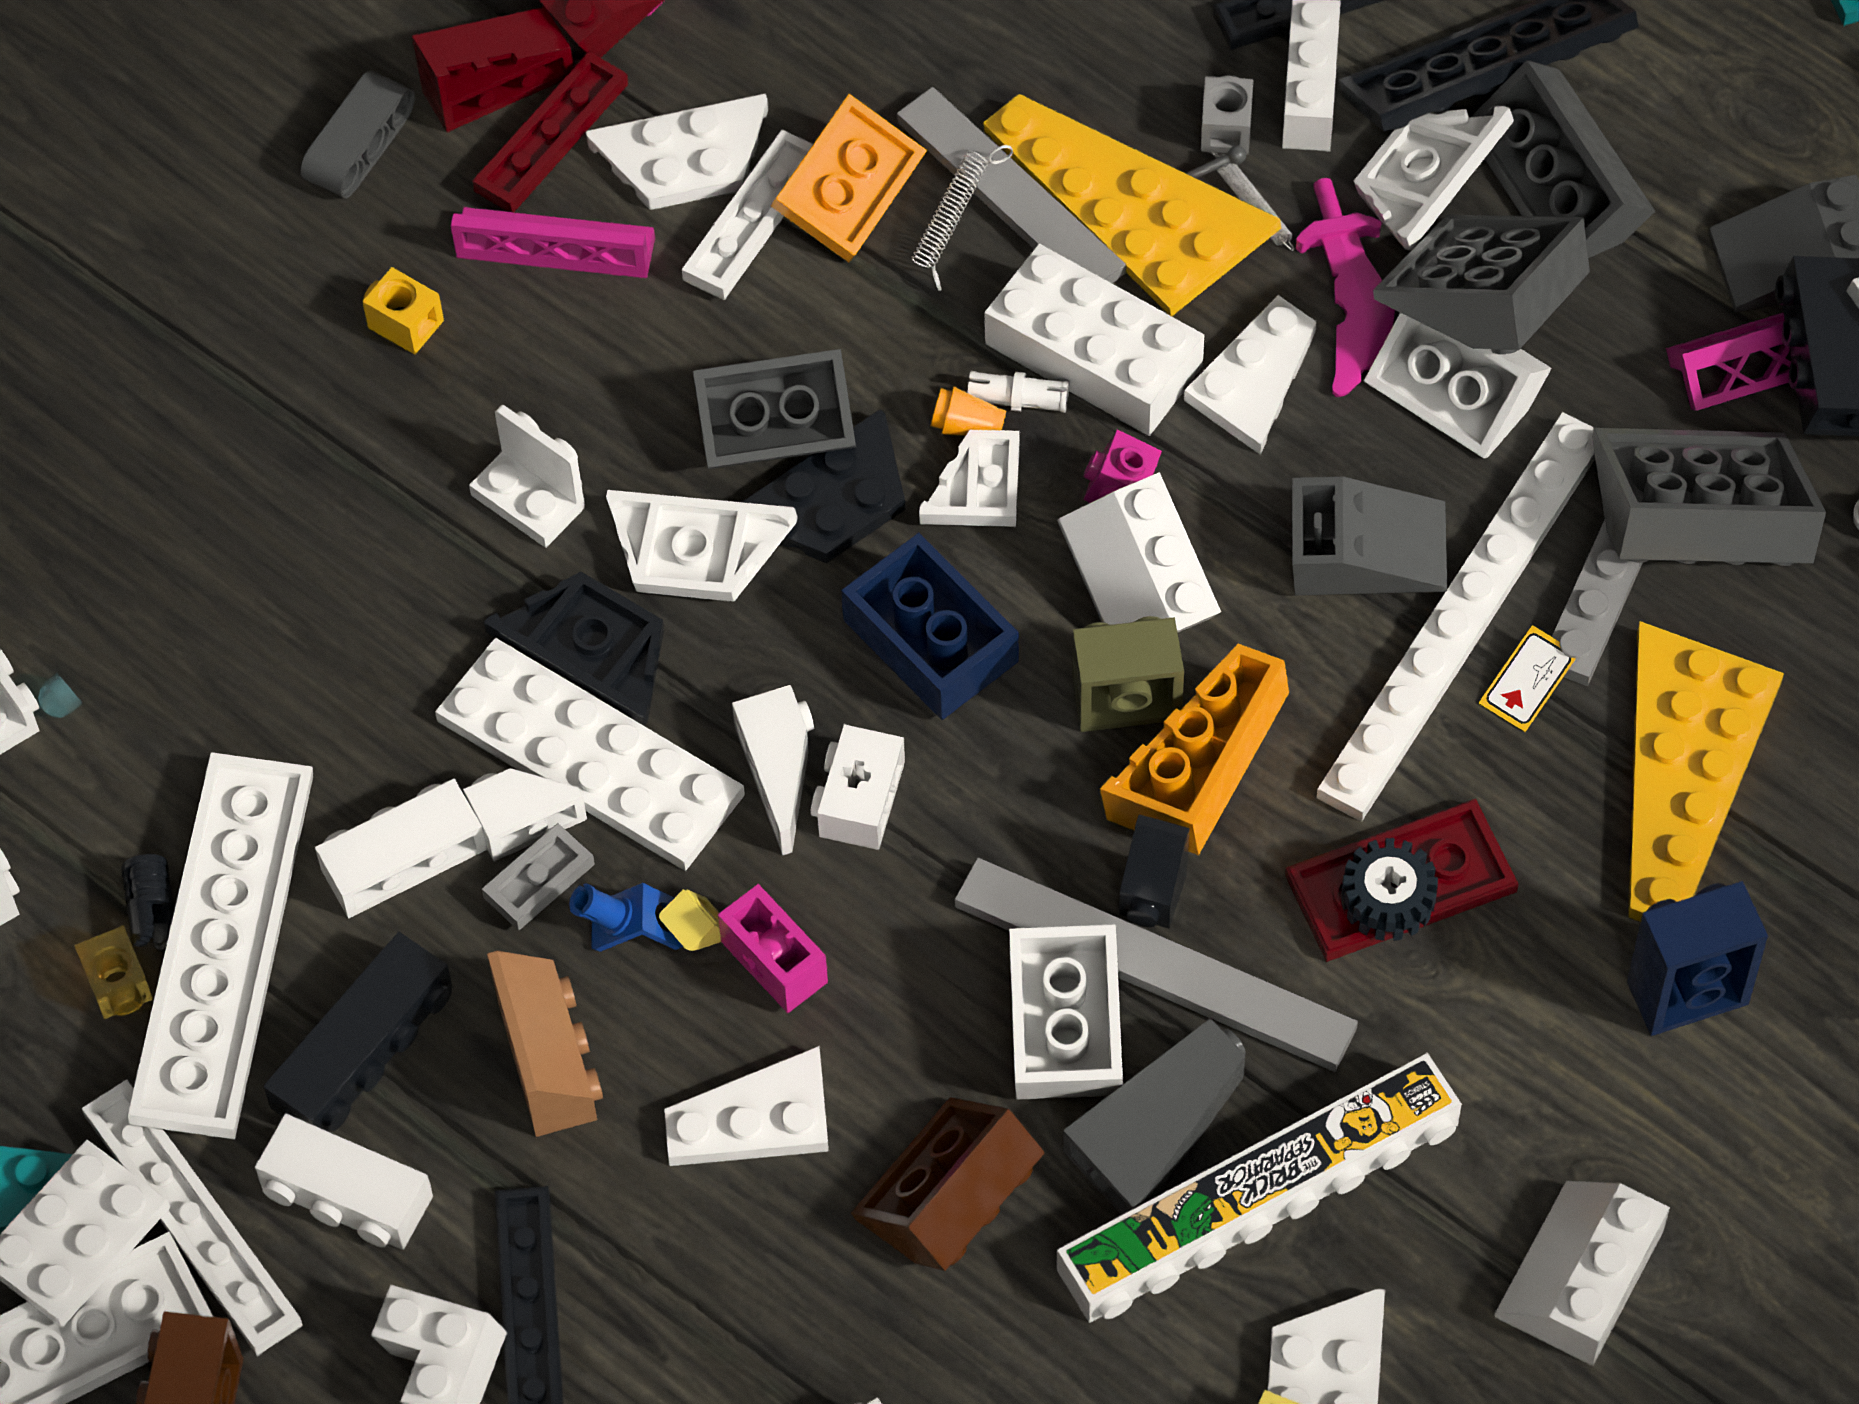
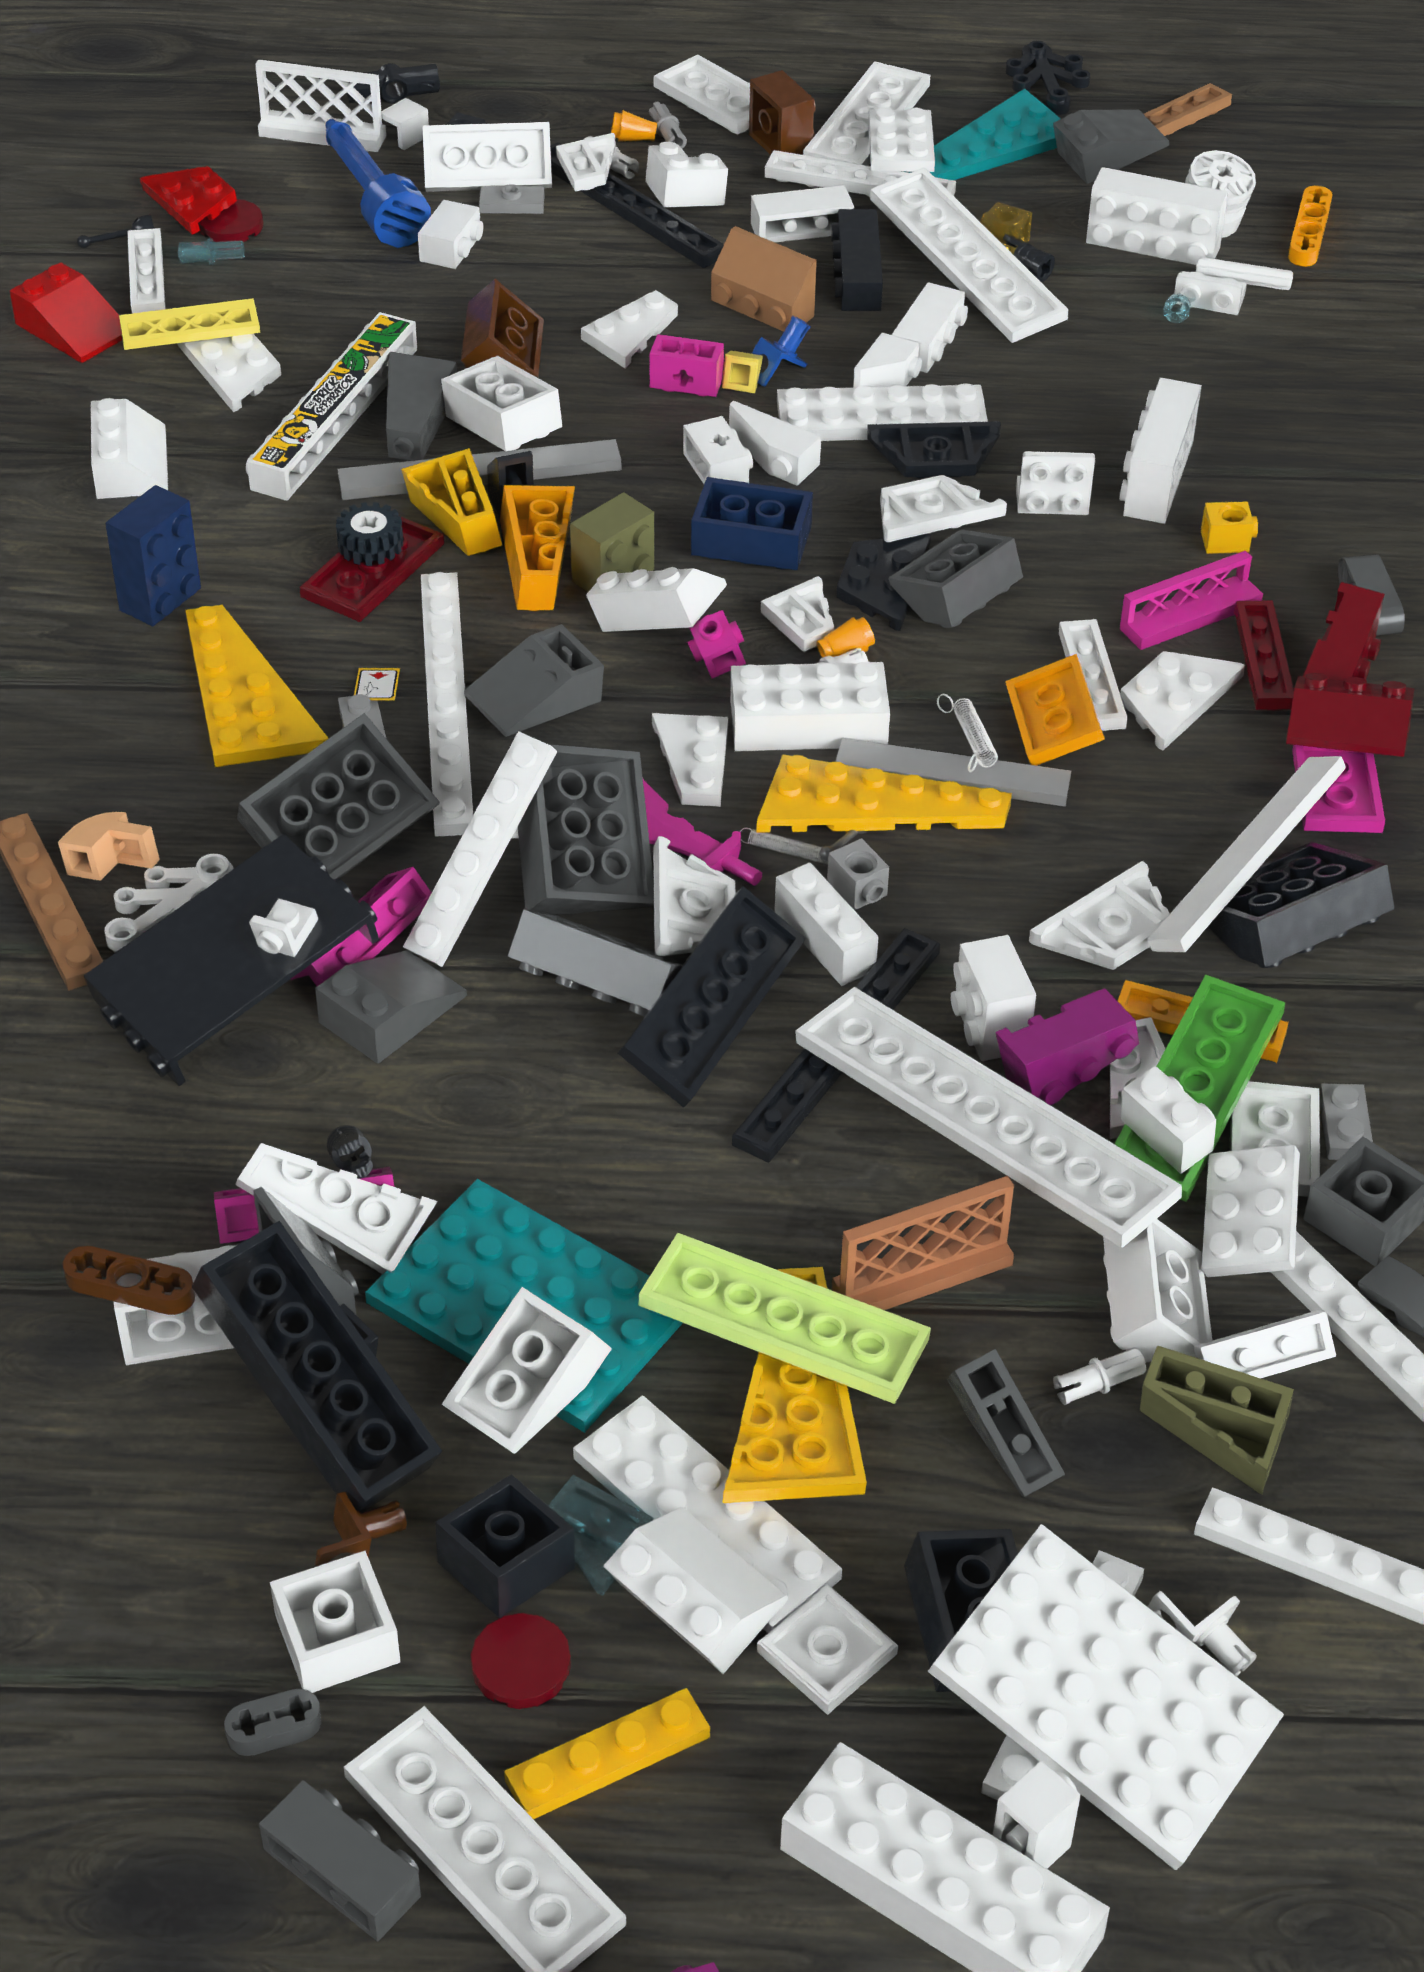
camera: 140 degrees right, 15 degrees down
(369, 433) = (1160, 450): none -> white brick
(538, 876) = (845, 351): light grey plate -> none
(1242, 886) = (455, 500): none -> yellow wedge
(1618, 285) = (480, 849): none -> white plate

